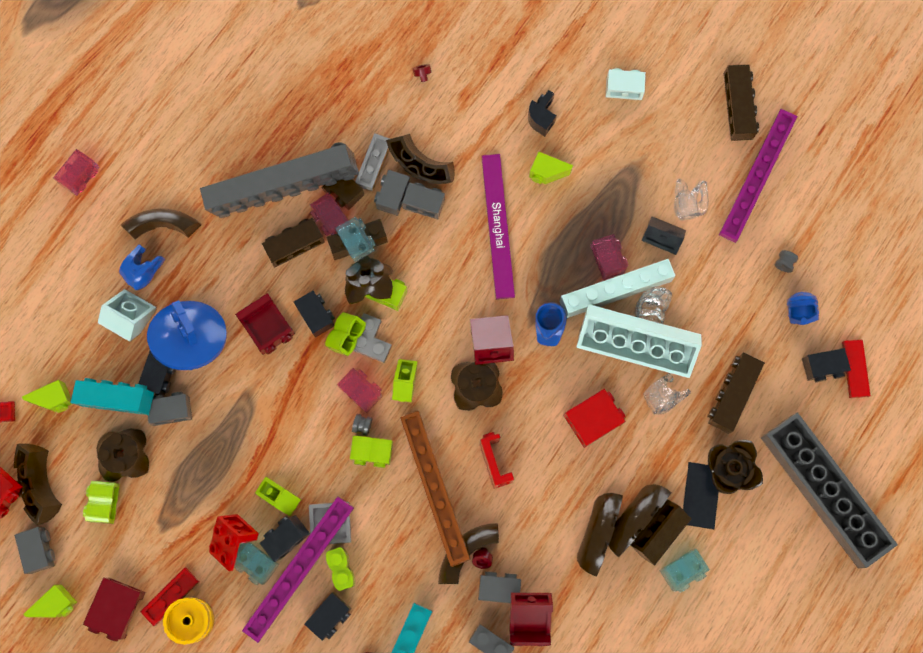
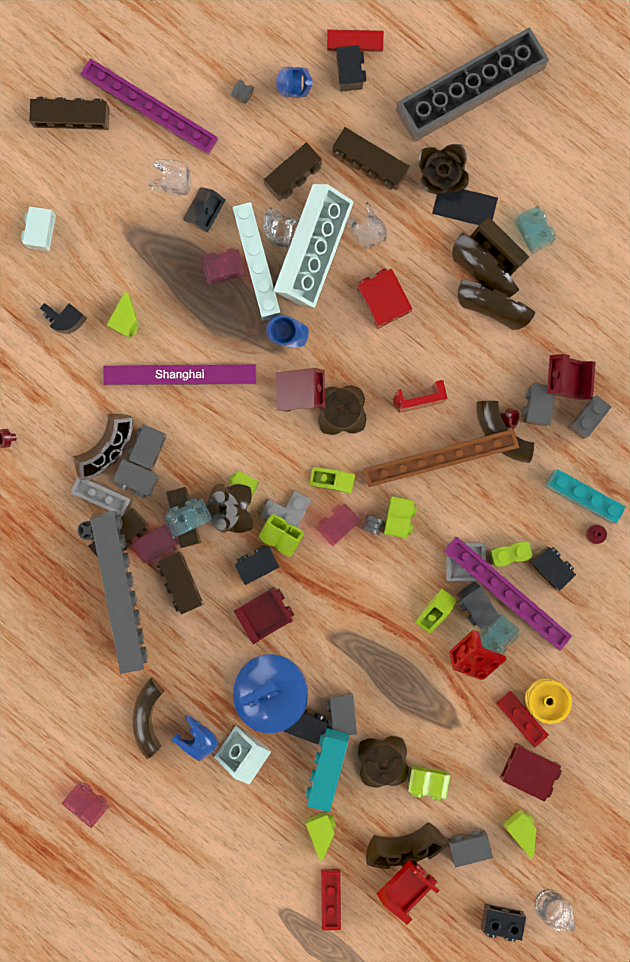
camera: 80 degrees left, 10 degrees up
(712, 317) = (293, 172): none -> dark brown brick

